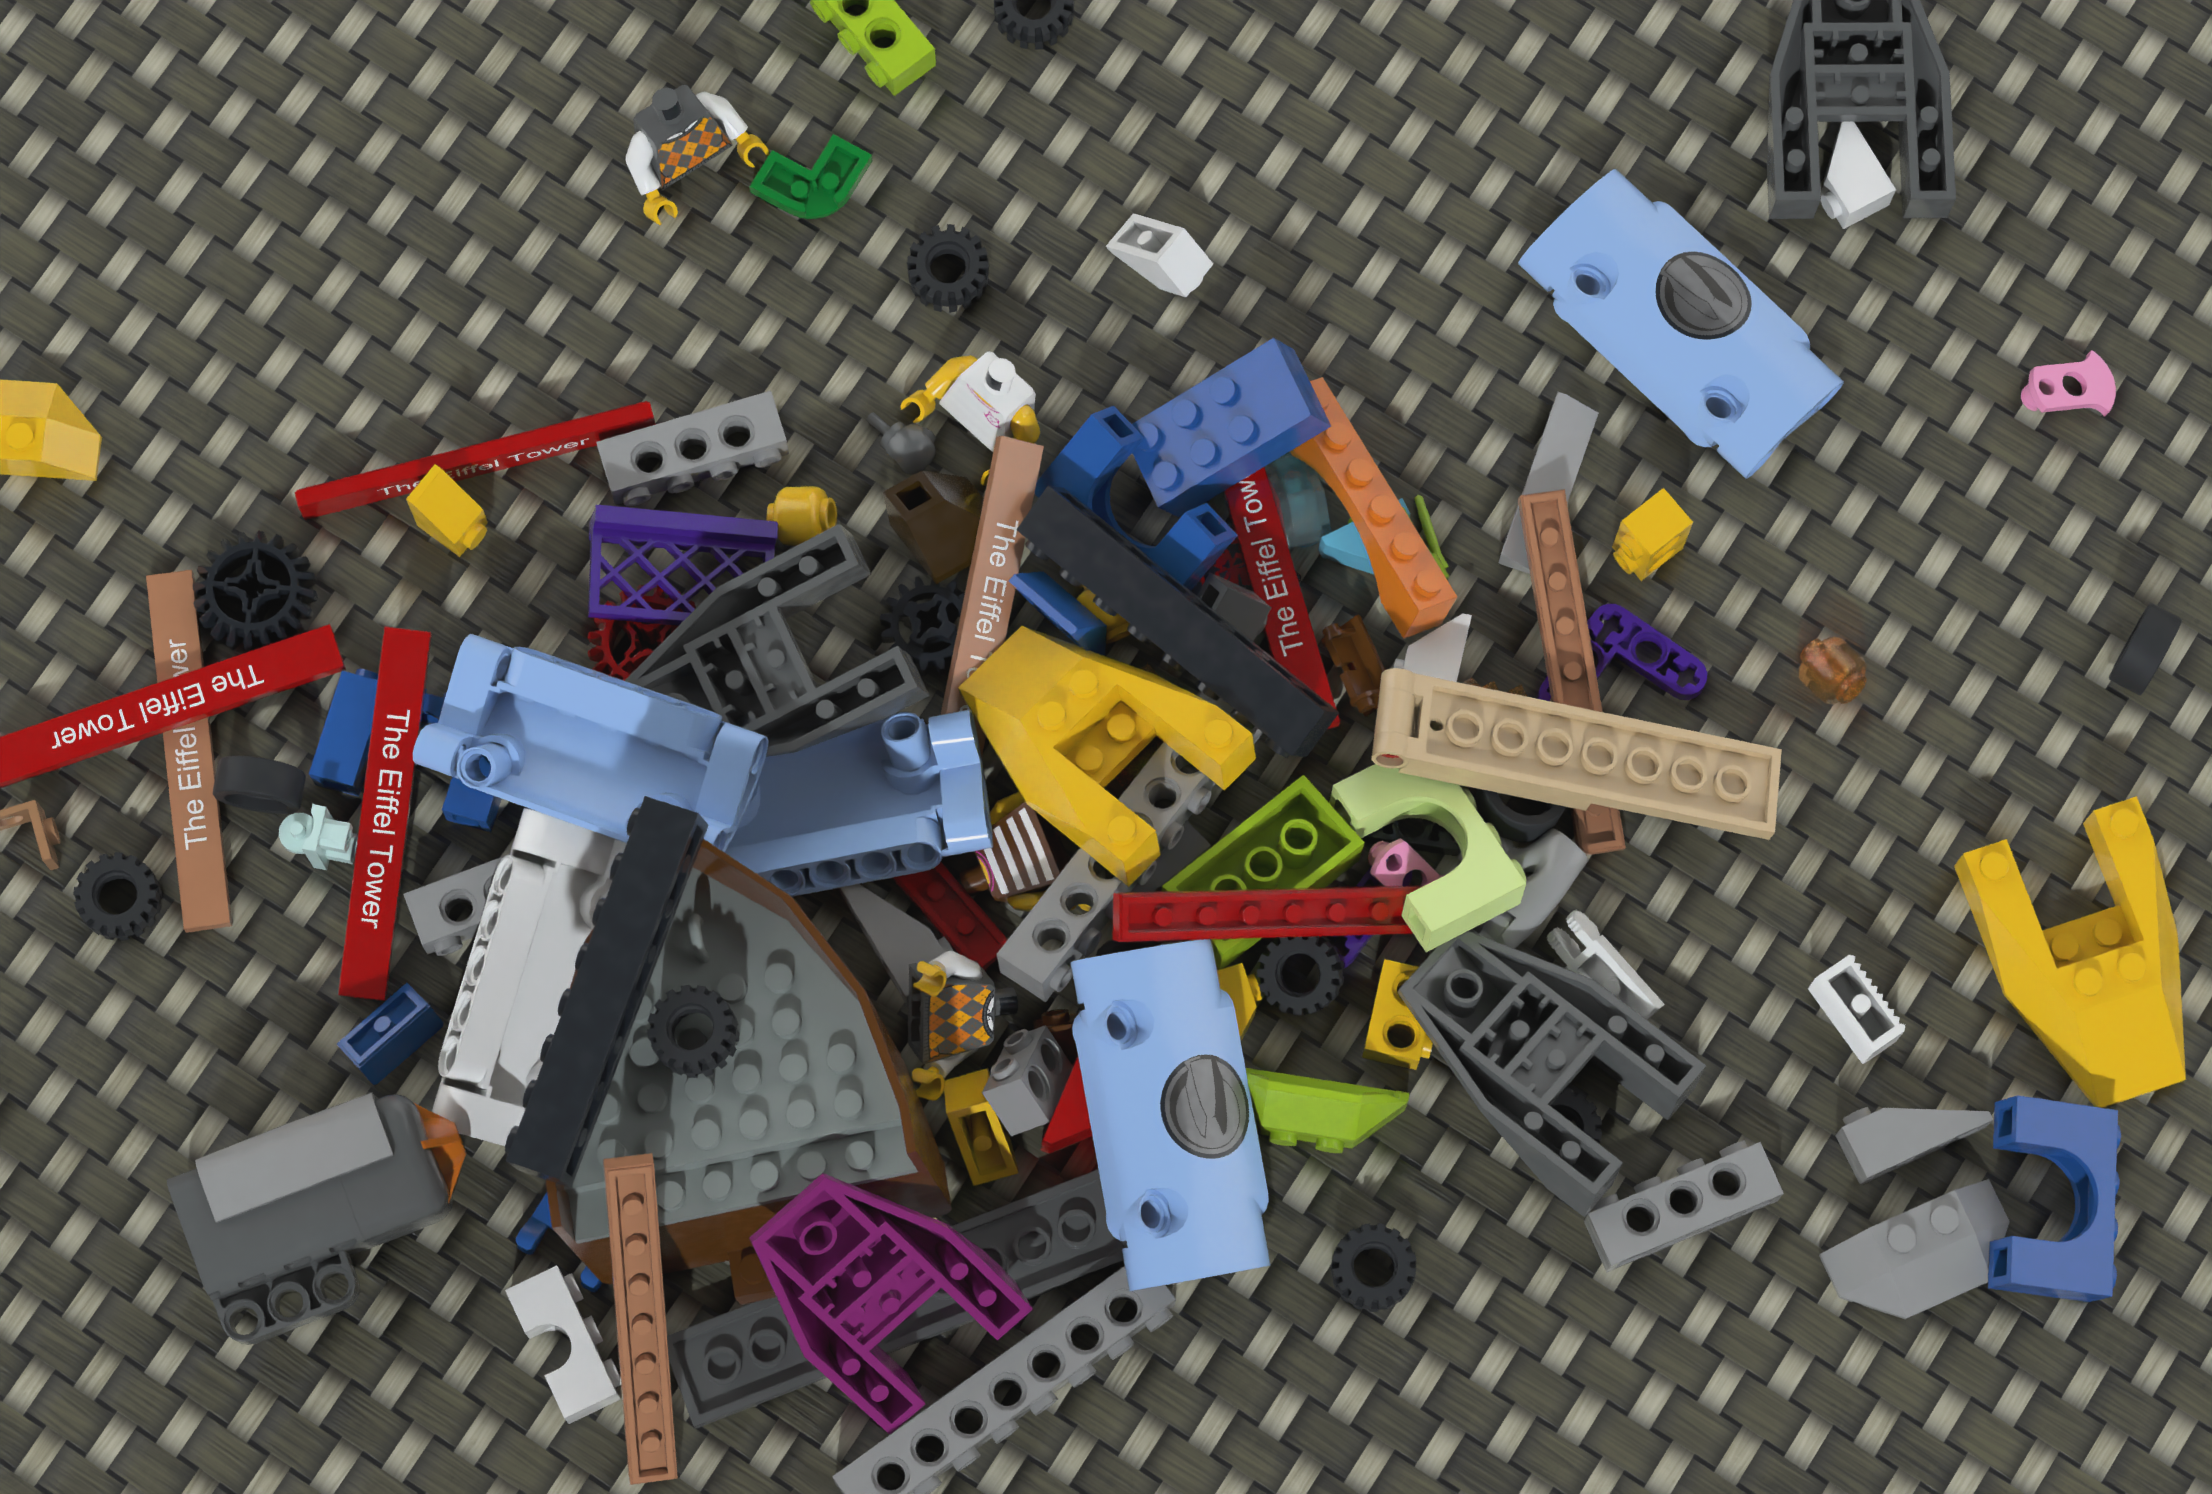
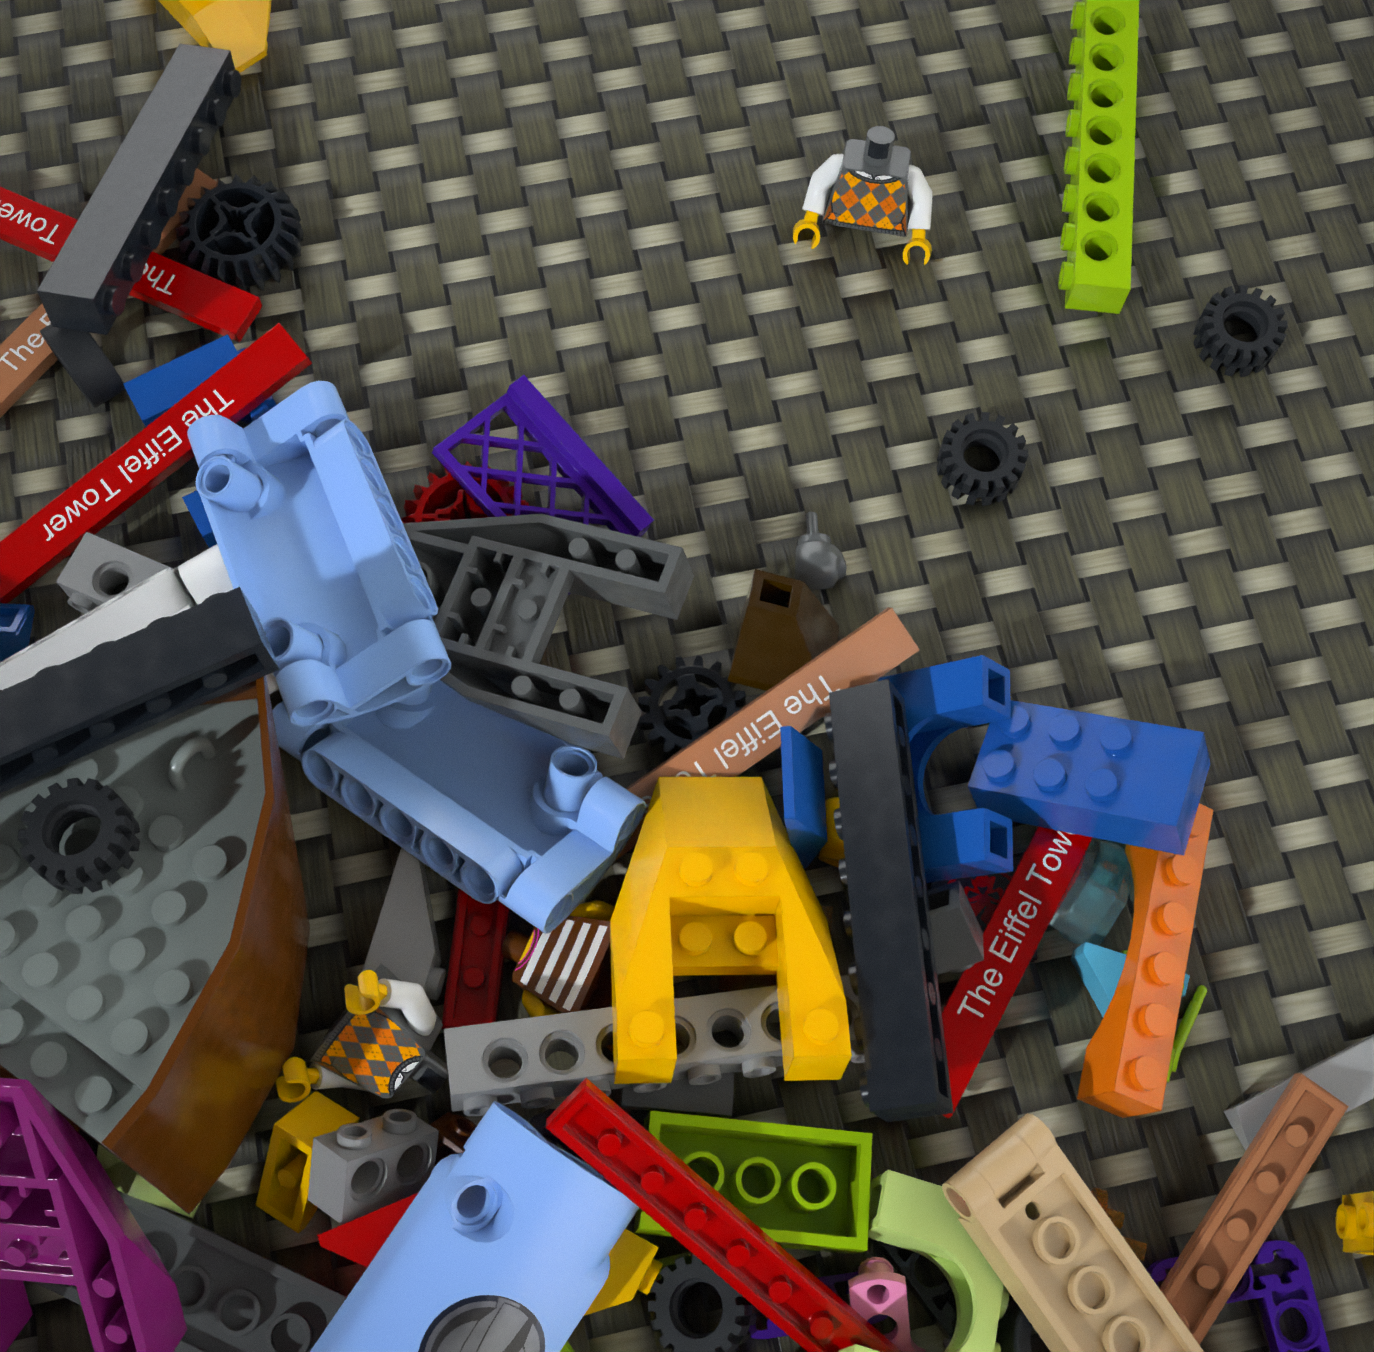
camera: 45 degrees right, 5 degrees down
(166, 620) = (140, 191): none -> brick
(319, 837) = (78, 434): light aqua hips -> none
(447, 512) = (423, 292): yellow slope -> none
(473, 460) = (491, 285): red tile -> none
(708, 428) = (638, 394): light grey brick -> none
(802, 514) = (684, 527): yellow head -> none
(813, 191) = (939, 319): green plate -> none
(983, 398) = (910, 571): torso -> none
(1161, 254) = (1166, 597): white slope -> none
(1362, 667) = (1016, 1090): reddish brown hinge -> none
(1438, 652) = (1096, 1141): white slope -> none

